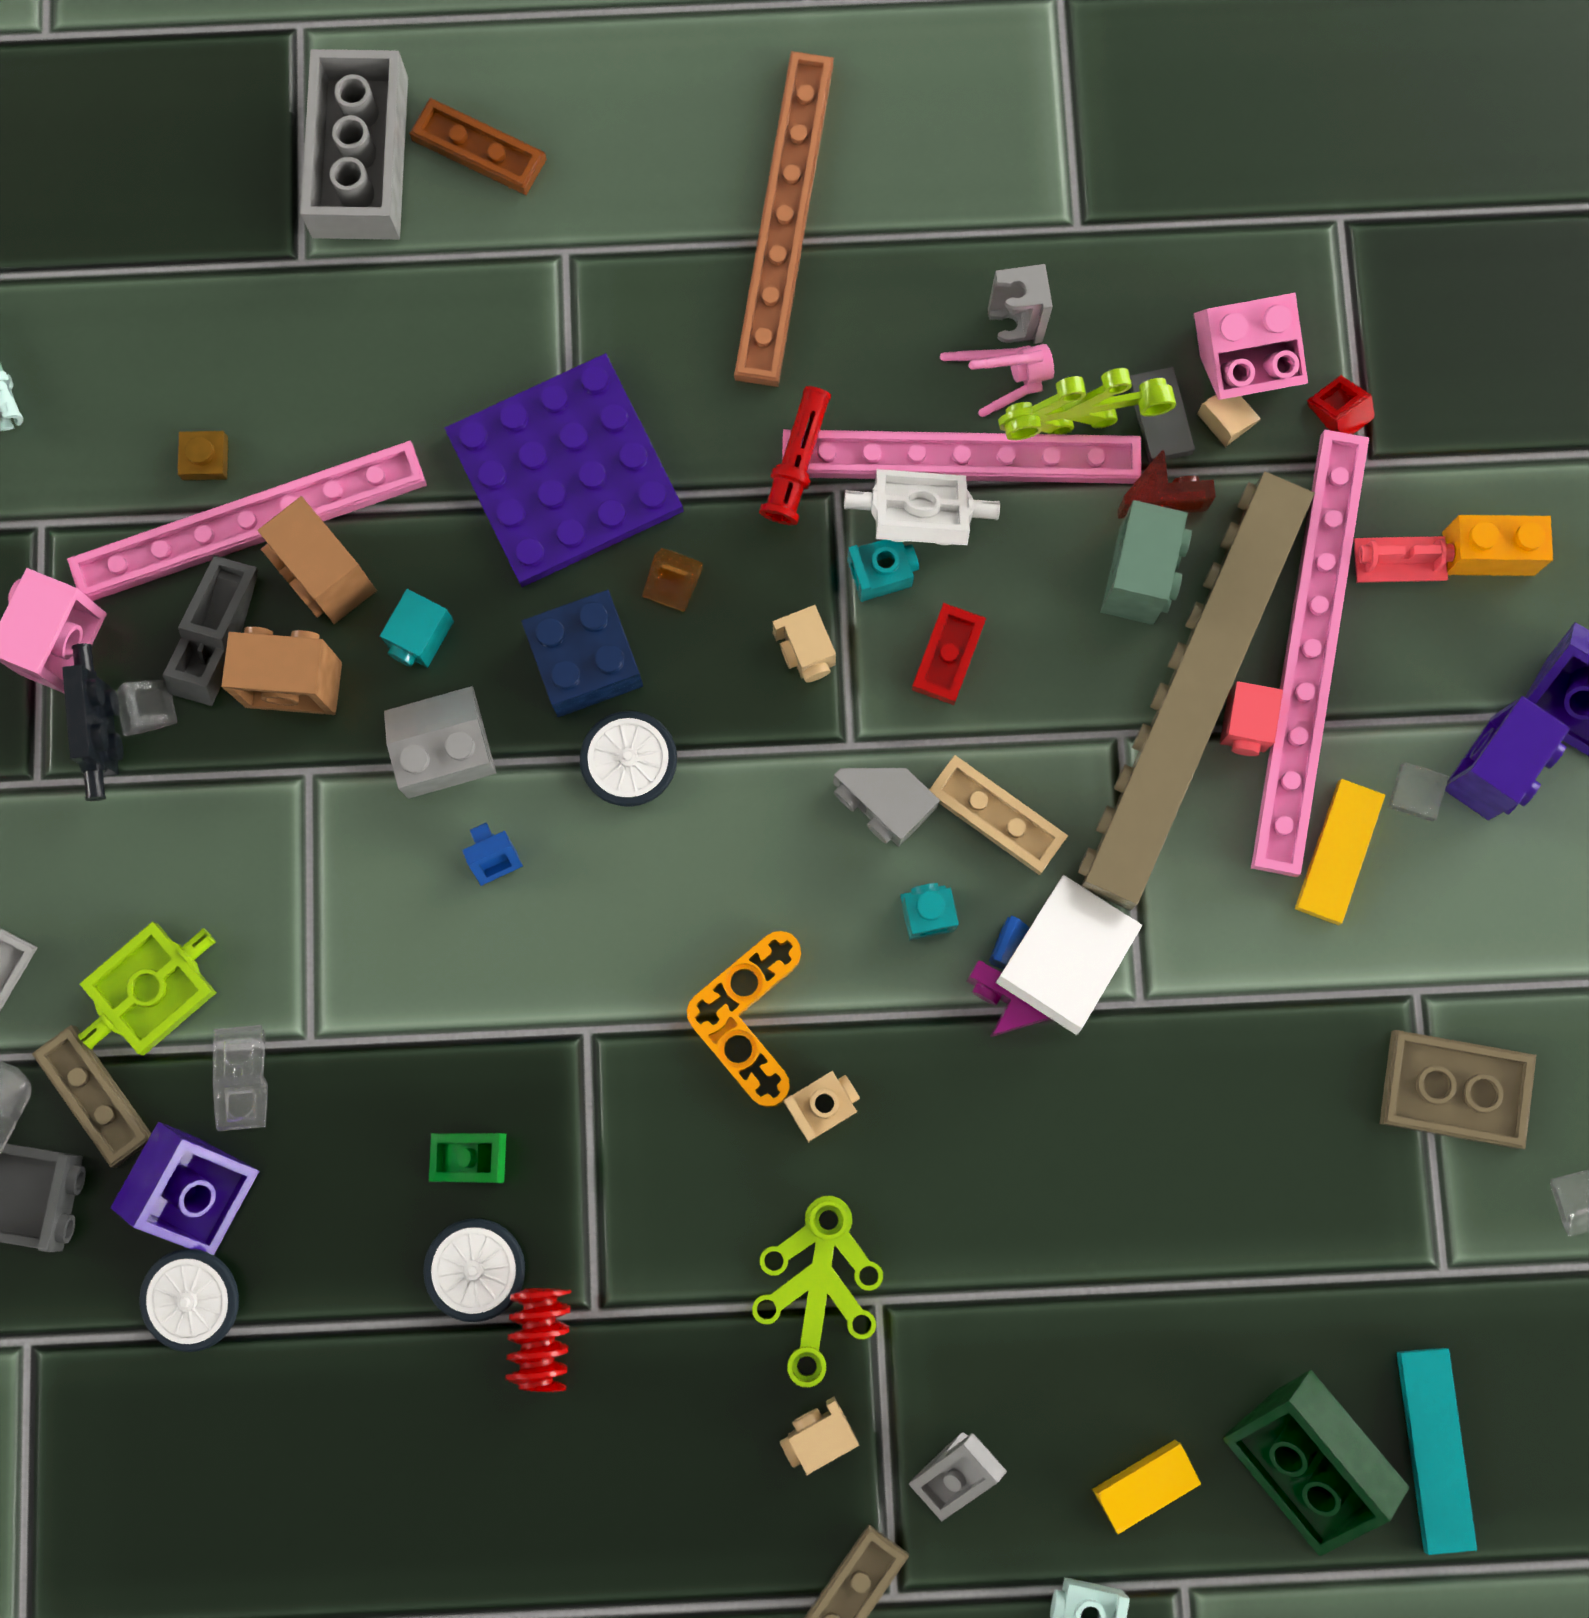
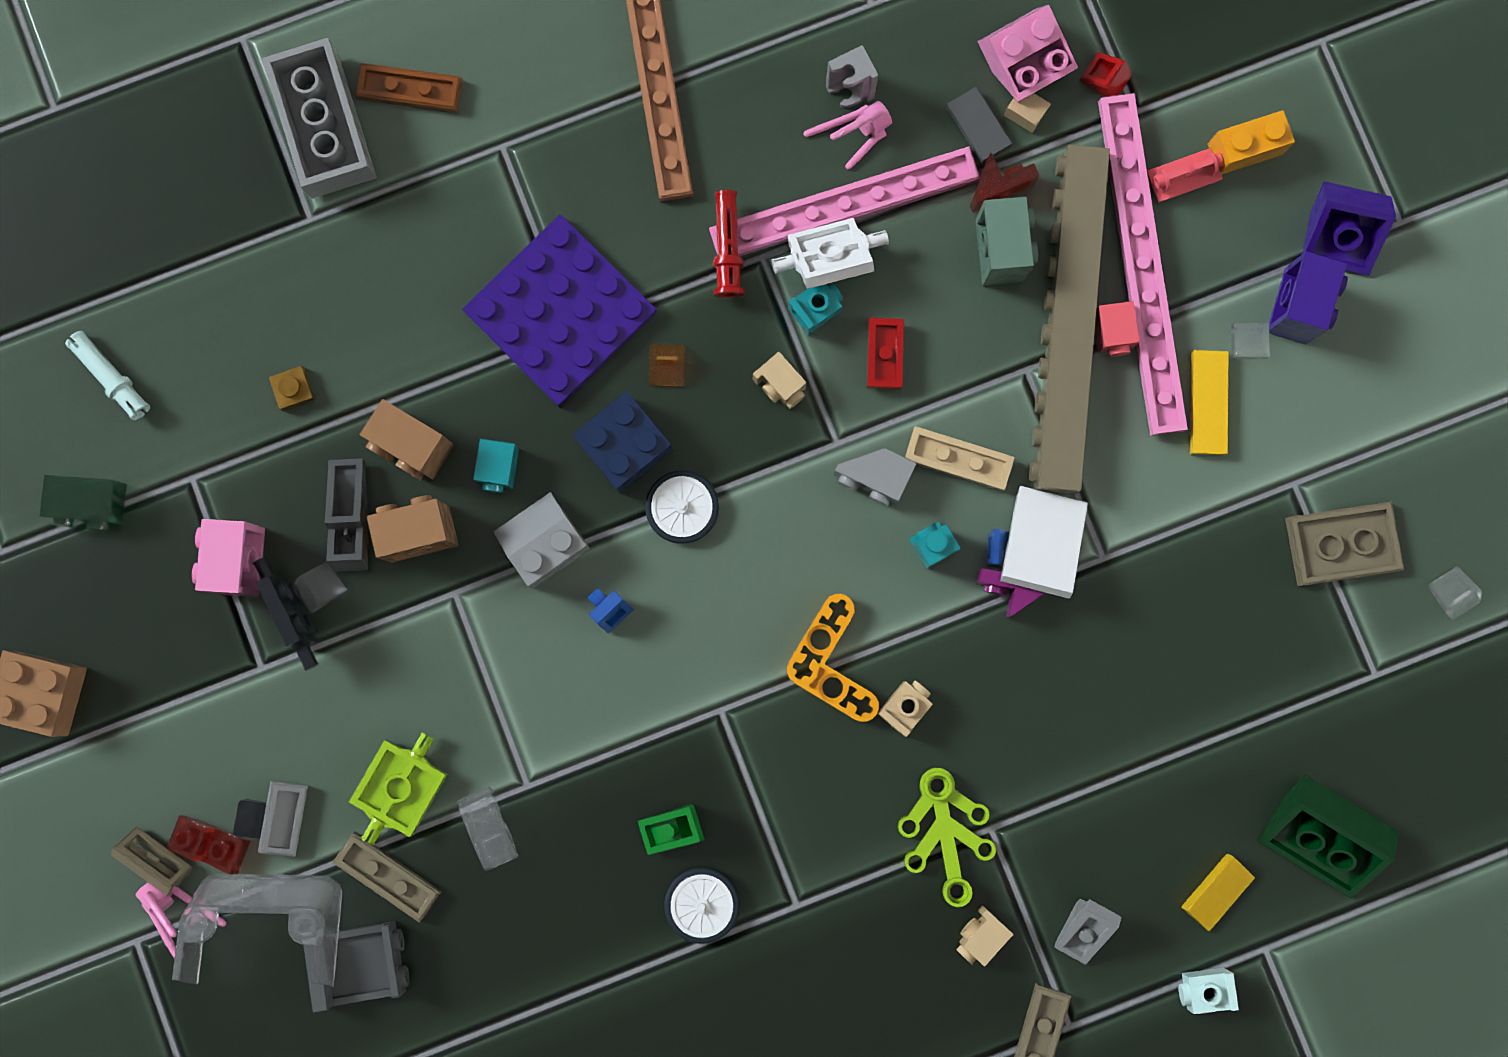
camera: 15 degrees left, 5 degrees up
(184, 1190) = (477, 920): dark purple slope -> none
(189, 1300) = (509, 995): white wheel -> none
(236, 523) = (341, 427): bright pink tile -> none
(538, 1339) = (765, 937): red piece -> none
(1094, 408) = (916, 140): lime plant -> none
(1436, 1451) = (1408, 799): teal tile -> none

